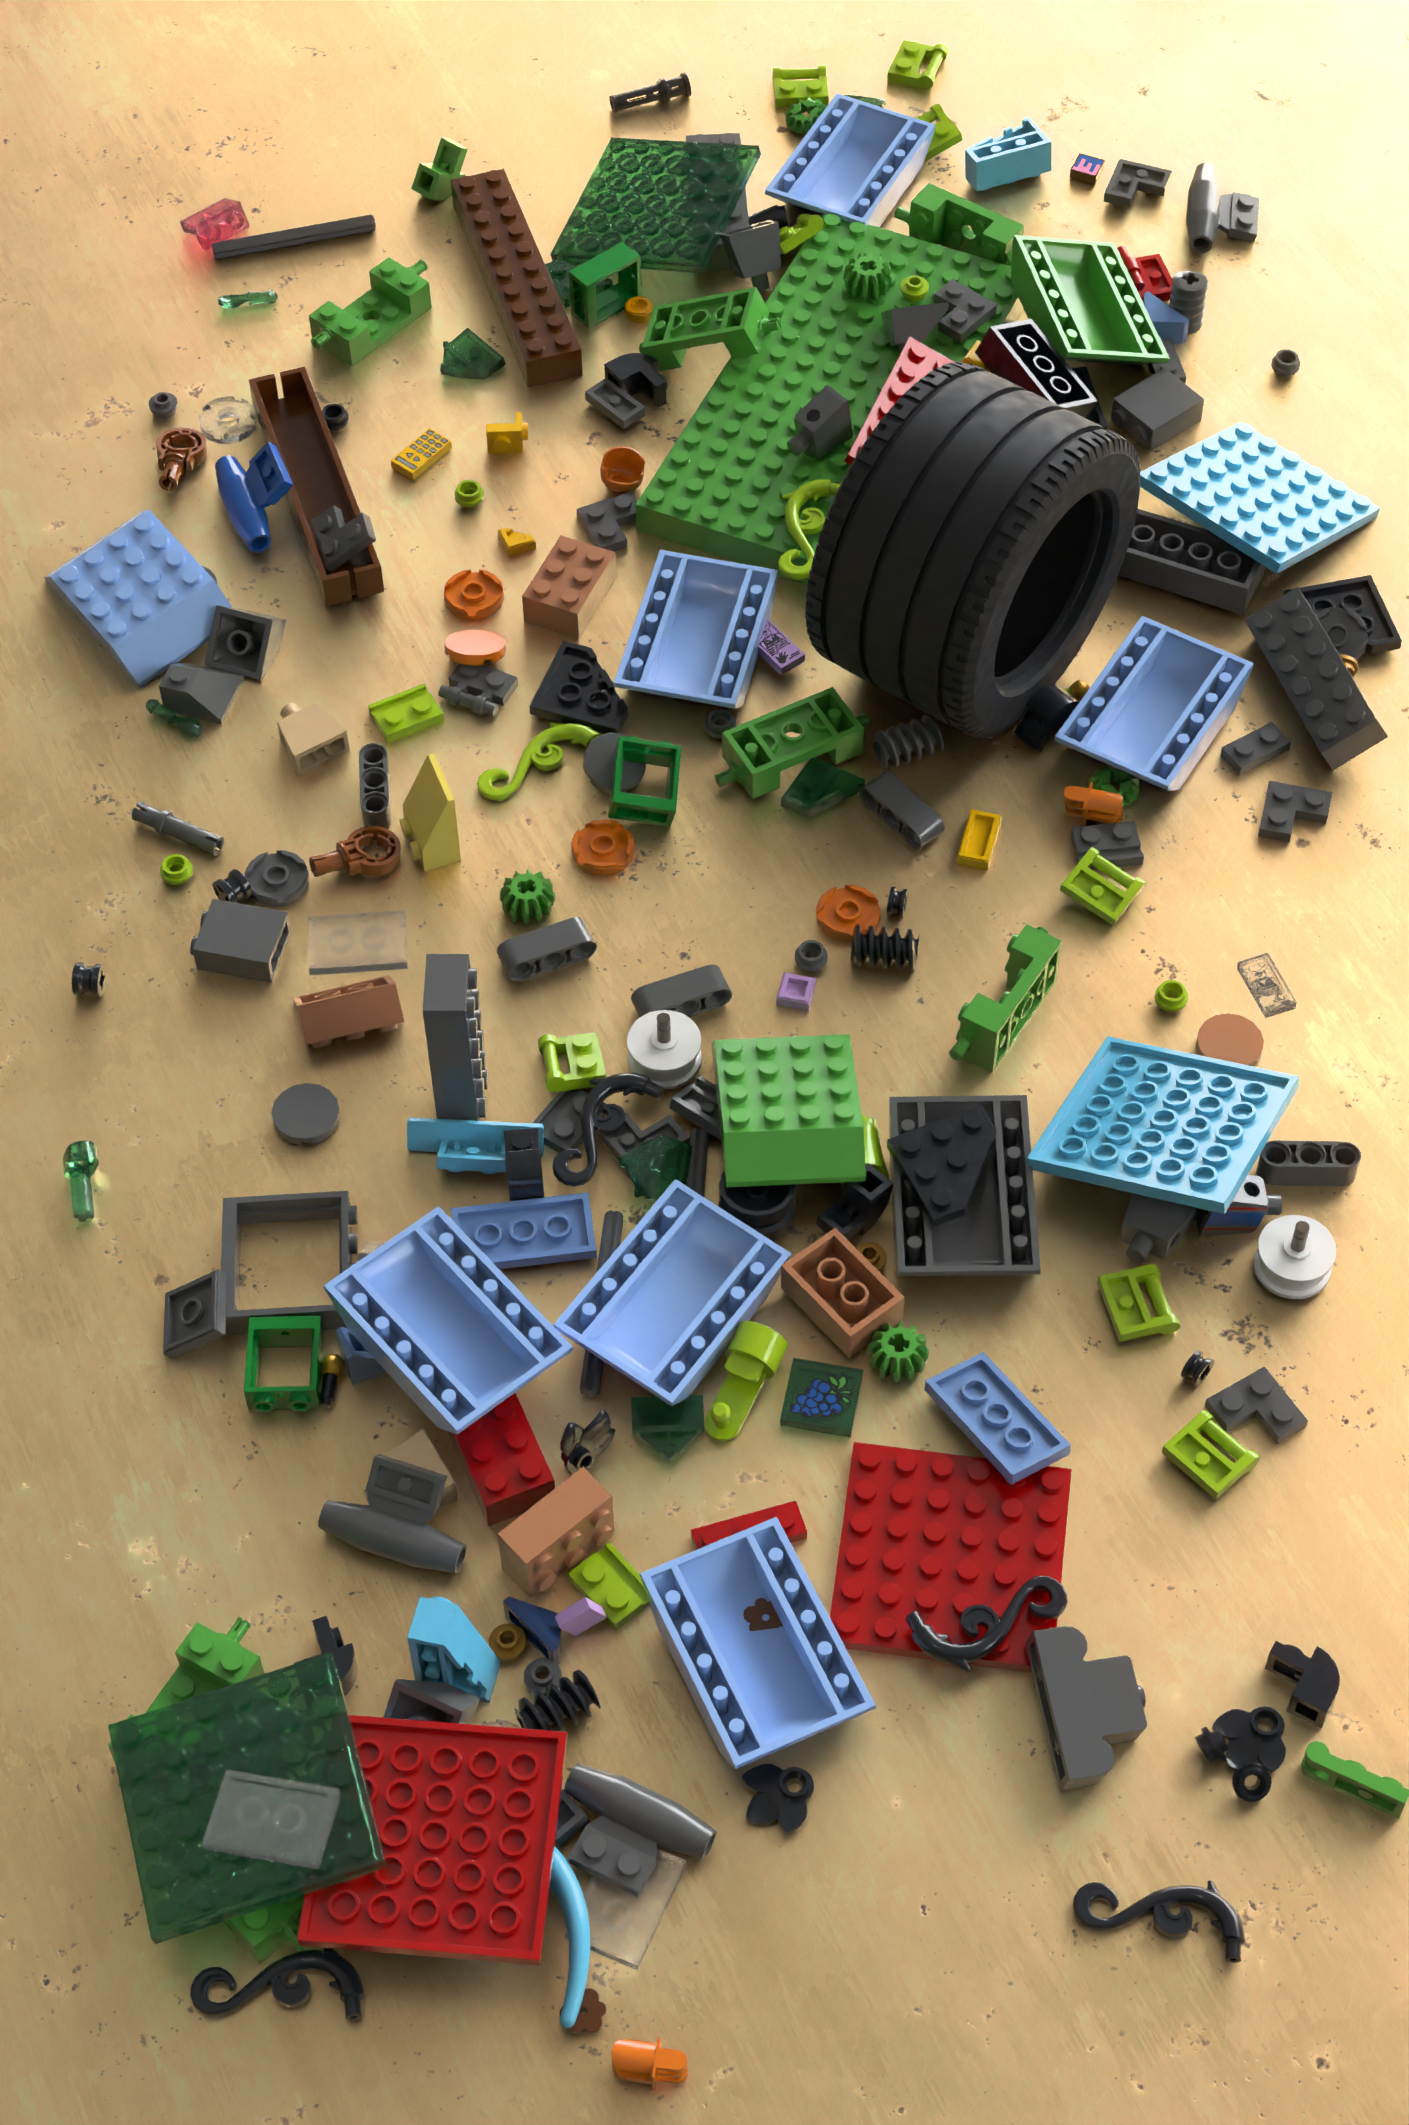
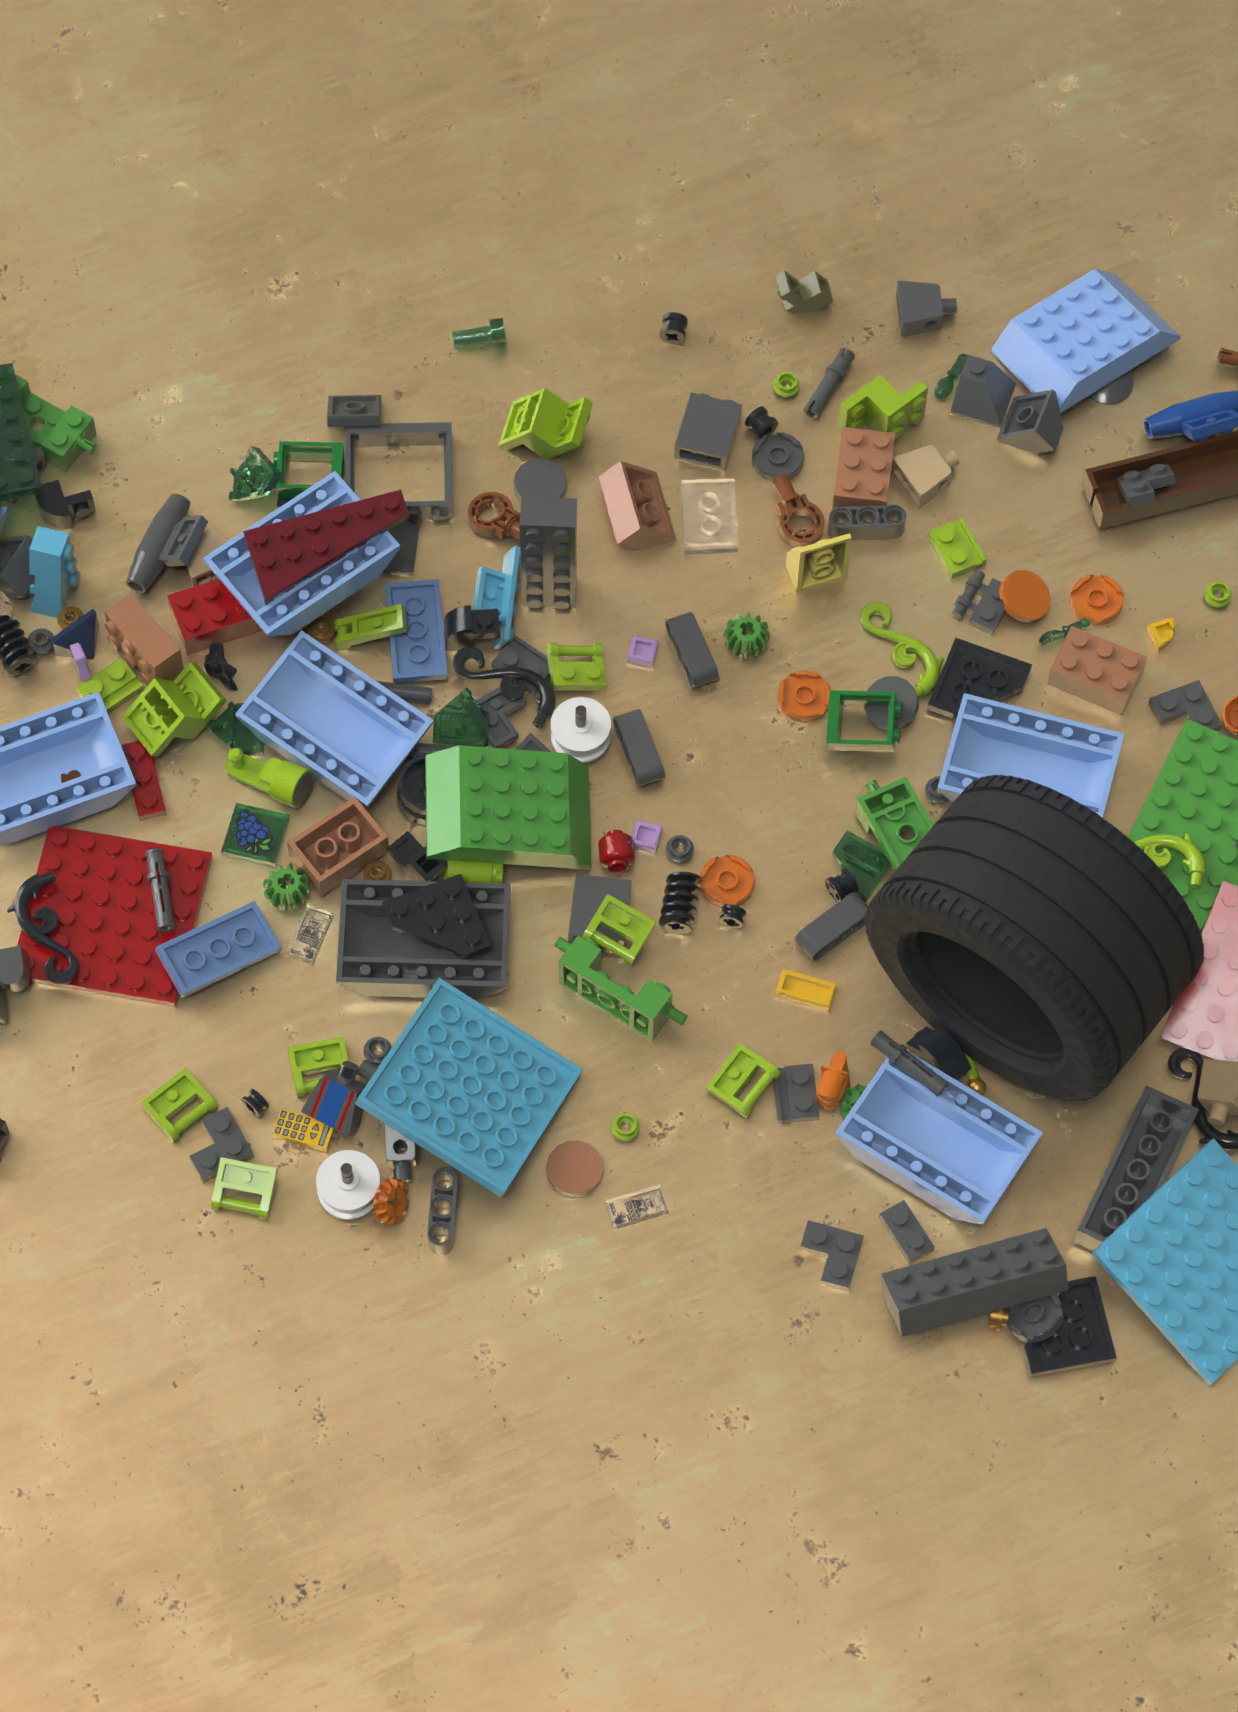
camera: 90 degrees right, 10 degrees up
(50, 849) = (804, 294): none -> olive brick
(78, 743) = (921, 307): none -> dark grey torso
(227, 765) = (883, 407): none -> lime bracket
(228, 1098) = (546, 424): none -> lime bracket
(290, 1426) = (254, 476): none -> clear green slope
(307, 790) = (863, 468): none -> nougat brick
(364, 1140) = (505, 524): none -> dark orange pin
(440, 1305) = (312, 542): none -> dark red wing
(516, 618) = (1053, 635): none -> clear green piece
(523, 1263) = (370, 626): none -> lime plate
(545, 1002) = (642, 651): none -> lavender tile
(655, 1489) = (174, 709): none -> lime bracket
(824, 1010) = (616, 851): none -> red head
(850, 804) = (841, 885): none -> black wheel
(907, 1026) = (587, 898): none -> dark grey brick
(917, 1486) = (156, 861): none -> dark grey pin
(929, 984) = (624, 922): none -> lime plate
(956, 1328) = (309, 934): none -> clear tile
(1075, 725) = (900, 1056): none -> dark grey pin
(1110, 1237) = (375, 1043): none -> dark grey plate
(1188, 1271) = (335, 1099): none -> torso
(1222, 1318) = (302, 1130): none -> yellow tile
(1303, 1208) = (387, 1191): none -> orange gear
(1303, 1370) = (245, 1178): none -> lime plate

